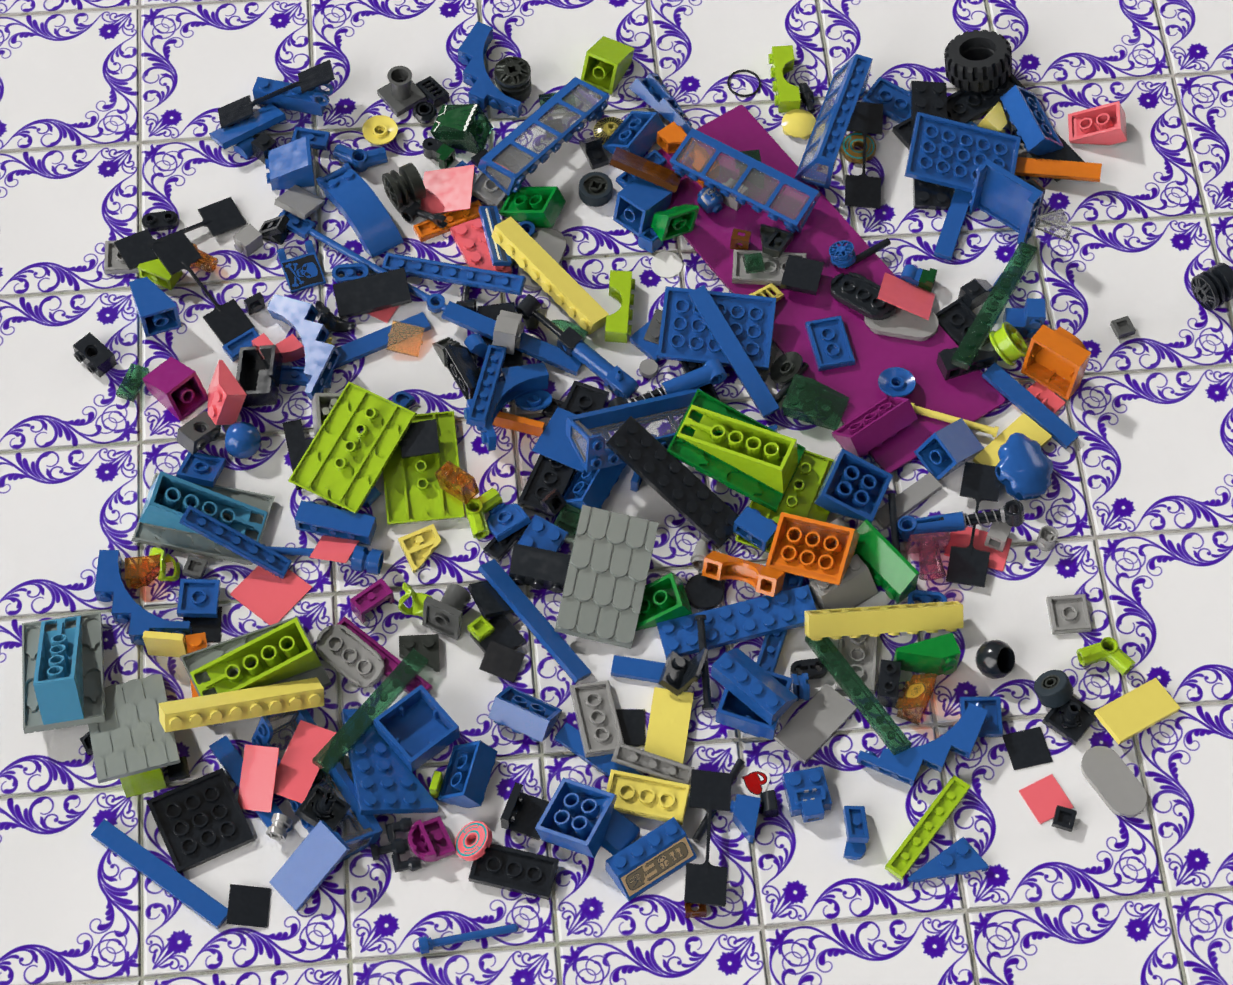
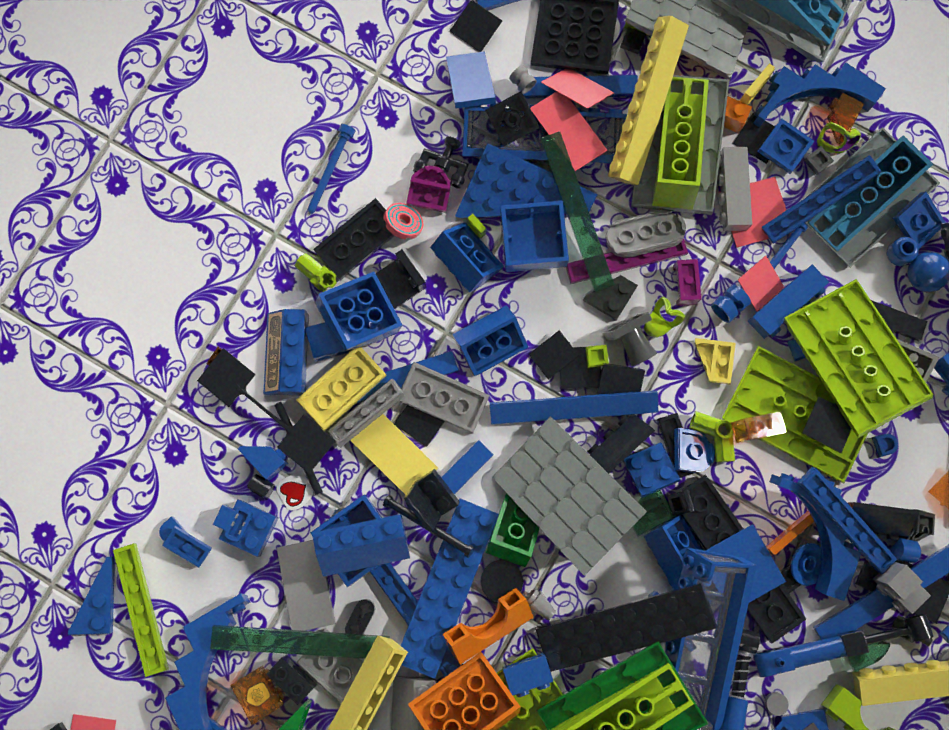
camera: 125 degrees right, 20 degrees up
(236, 466) = (902, 251): none -> blue head
(266, 610) = (734, 189): none -> light grey brick
(567, 875) = (319, 275): none -> lime piece
(800, 686) = (344, 595): blue wheel -> none

